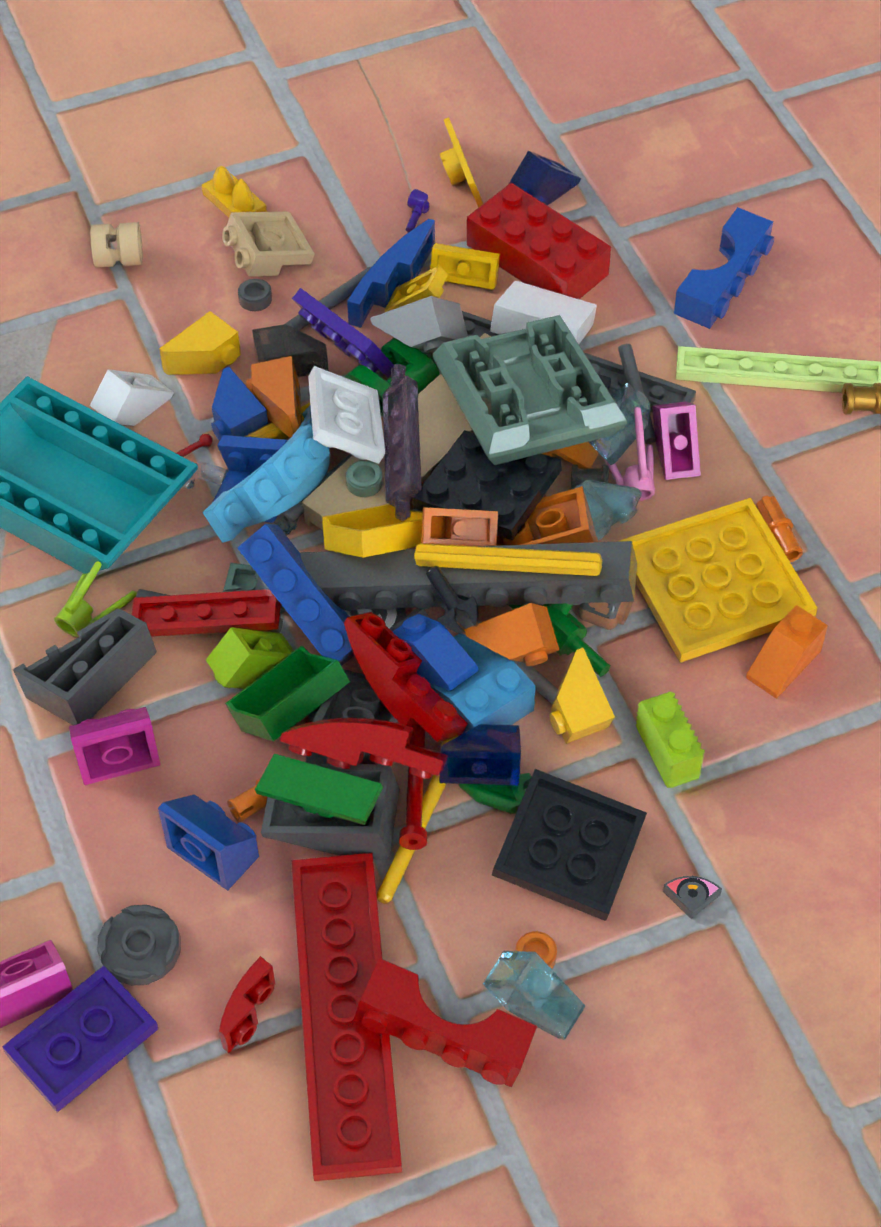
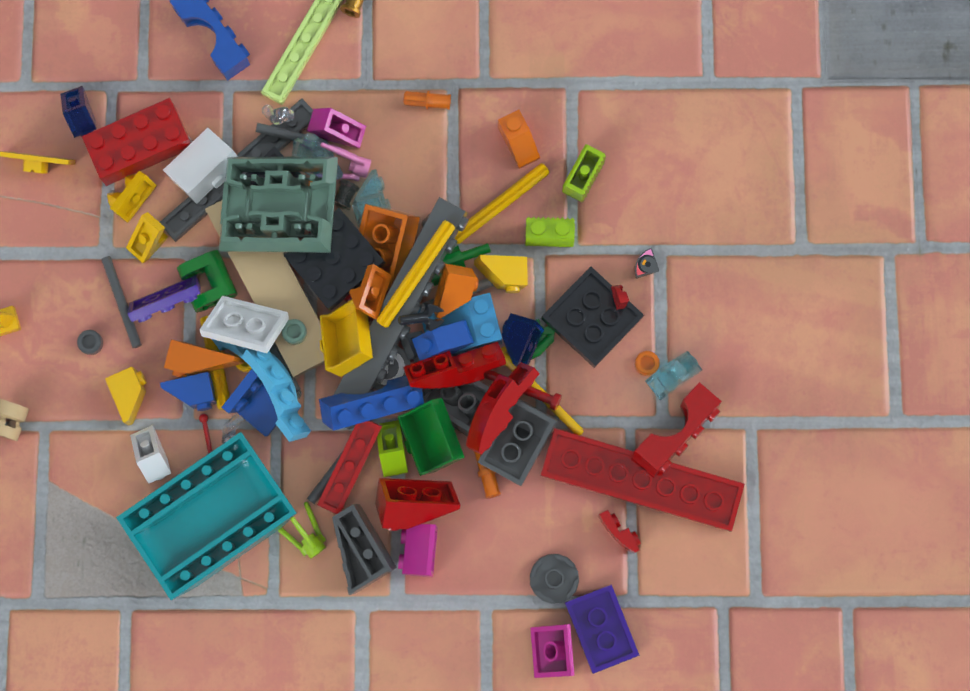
camera: 65 degrees left, 25 degrees up
(180, 697) = (413, 502): none -> red slope
(208, 839) = (508, 515): blue slope -> none
(240, 578) = (325, 435): sand green tile -> none
(266, 242) = (51, 317): tan plate -> none
(286, 341) = (155, 340): clear smoke slope -> none
(319, 789) = (517, 443): green piece -> none
(392, 269) = (113, 240): blue slope -> none
(401, 442) = (280, 297): clear purple plate -> none
(419, 203) = (57, 201): dark purple hand -> none
(424, 323) = (184, 246): light grey slope -> none
(616, 861) = (620, 298): none -> red tile
(658, 369) = (278, 115): none -> clear arm
(681, 668) = (503, 201): none -> yellow axle
(716, 579) = (448, 153): yellow plate -> none
(783, 749) = (584, 173): none -> lime brick

